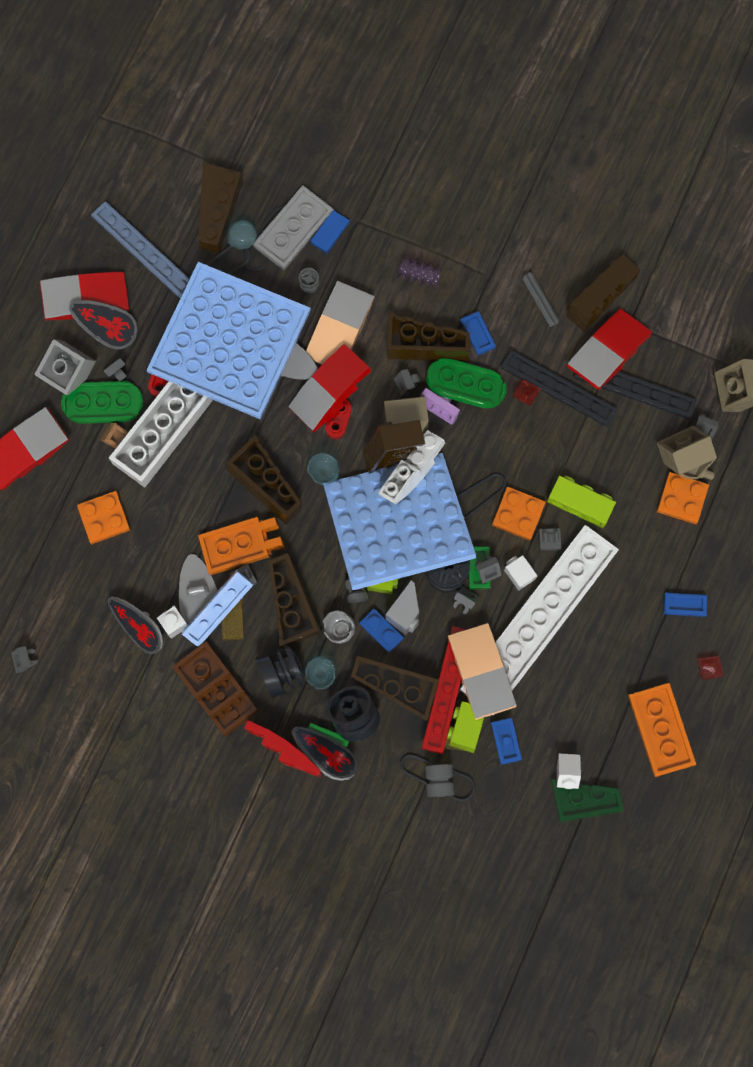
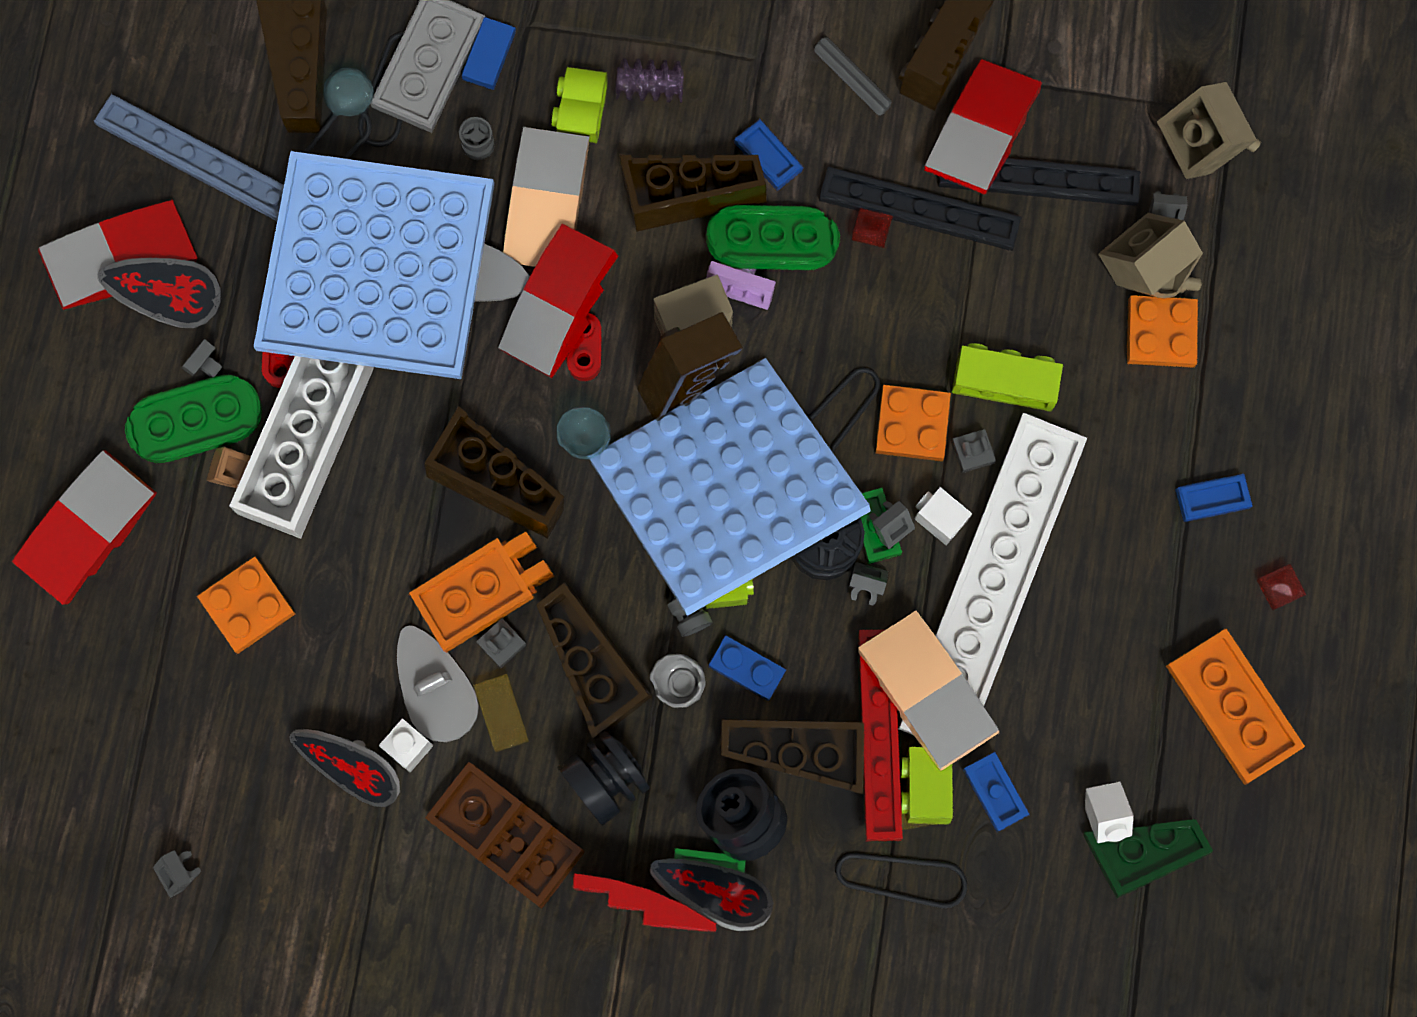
camera: 20 degrees left, 0 degrees up
(64, 367) = (116, 377): light grey slope -> none
(217, 608) = (473, 703): light blue plate -> none
(320, 672) = (669, 762): clear light blue hair -> none
(376, 275) = (581, 103): none -> lime brick
(405, 382) = (676, 261): dark grey tile -> none
(405, 611) = (779, 626): light grey slope -> none
(412, 470) = (727, 397): white slope -> none
(439, 780) = (909, 885): dark grey wheel -> none

